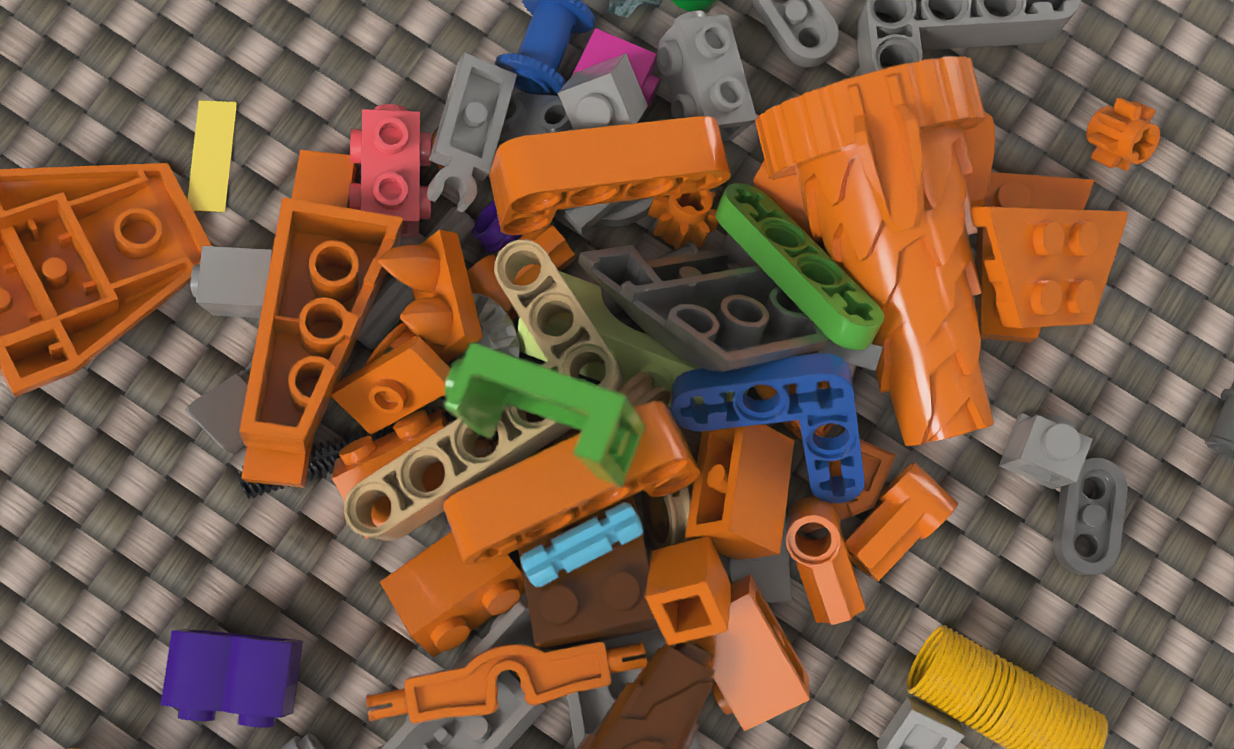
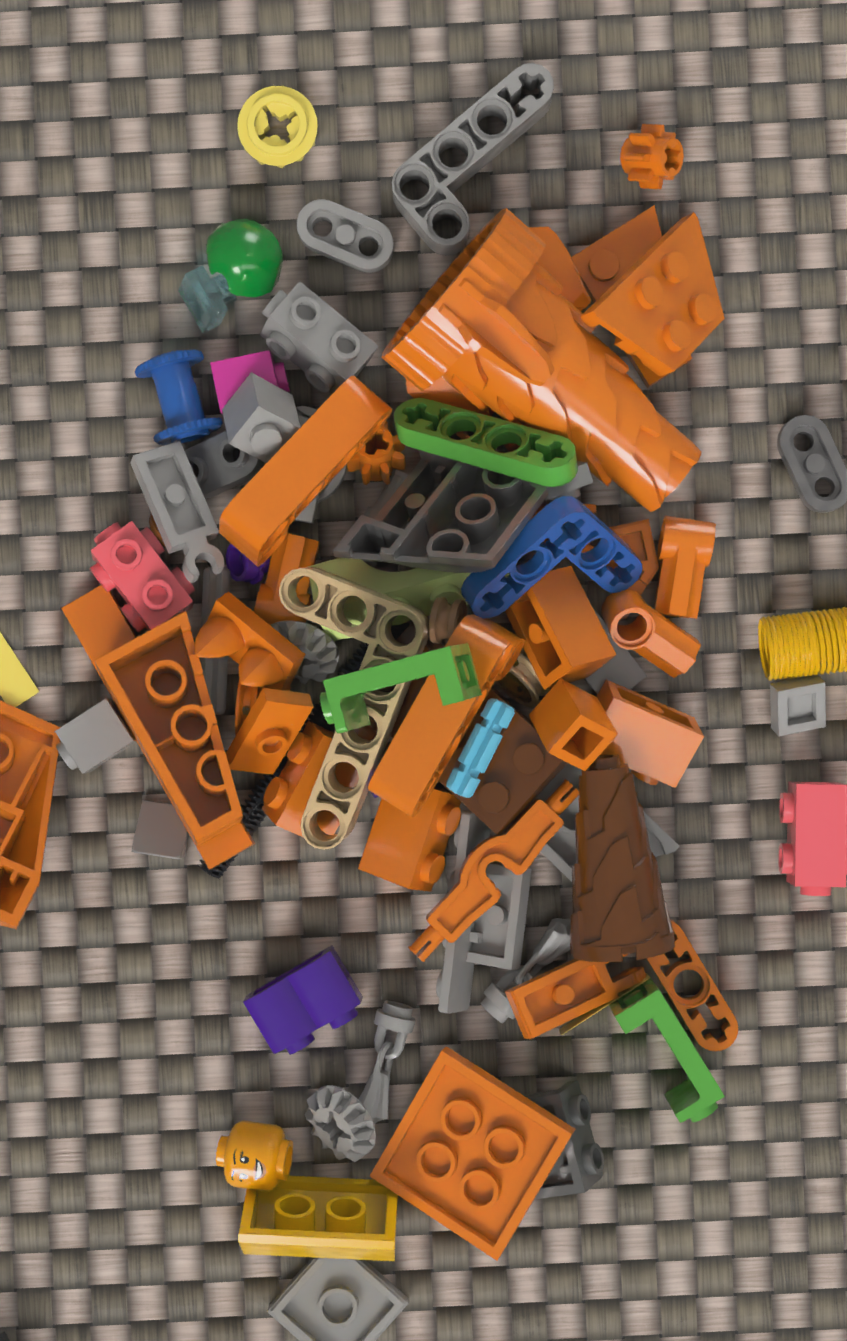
camera: 35 degrees left, 10 degrees up
(1046, 450) = (750, 439): light grey brick -> none

